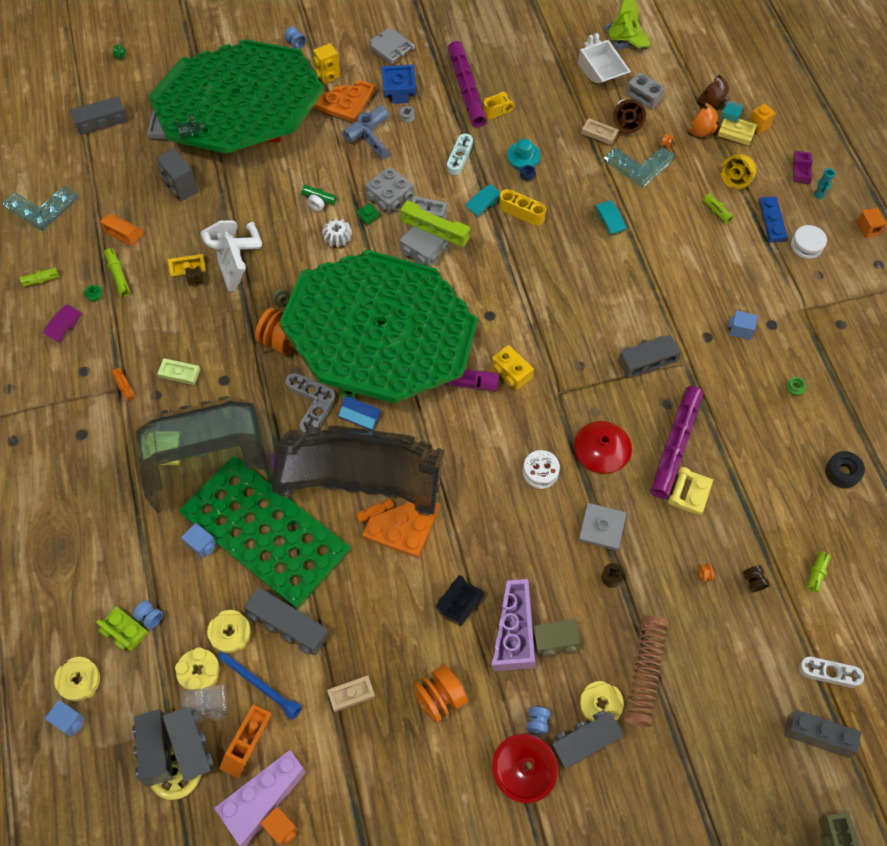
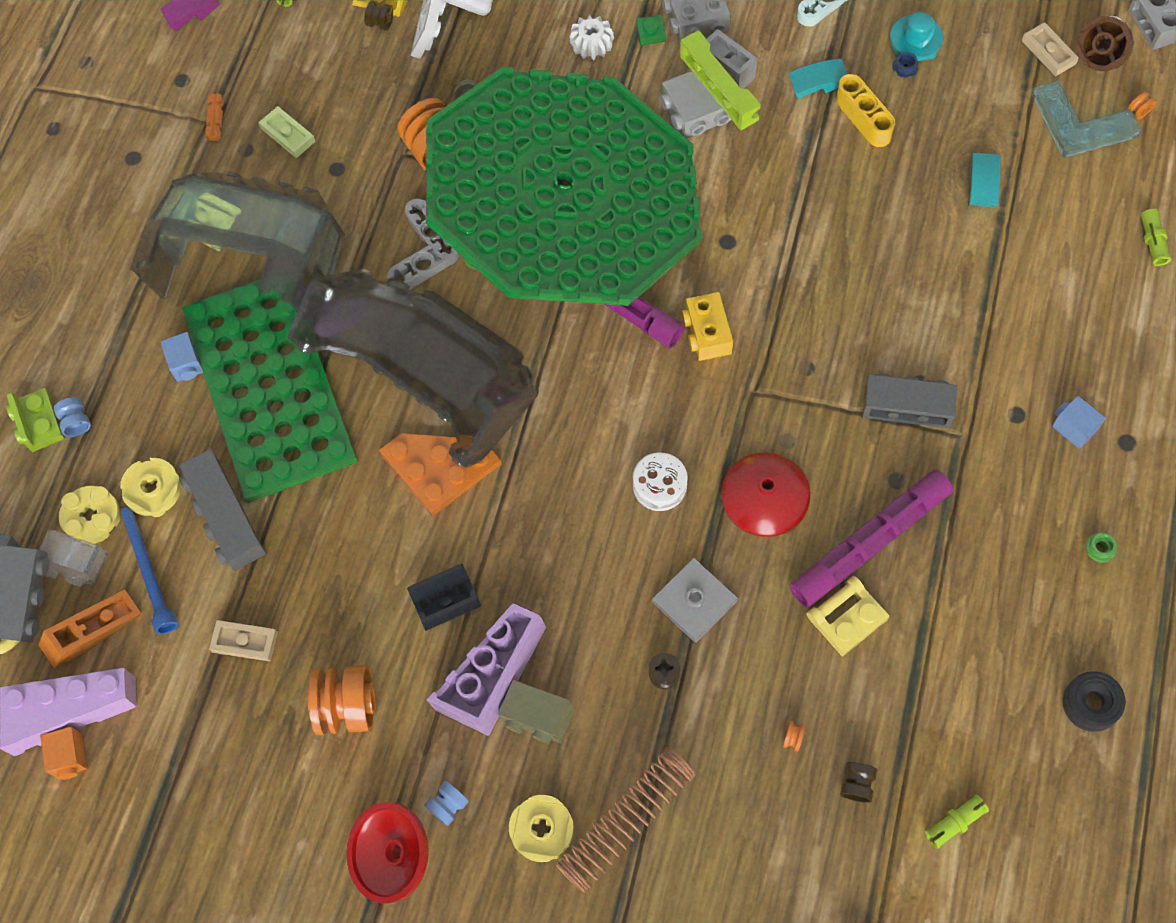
camera: 35 degrees right, 5 degrees up
(359, 413) = (473, 292): slope -> none
(374, 510) = (415, 426): orange axle -> none
(587, 738) = (489, 861): dark grey brick -> none

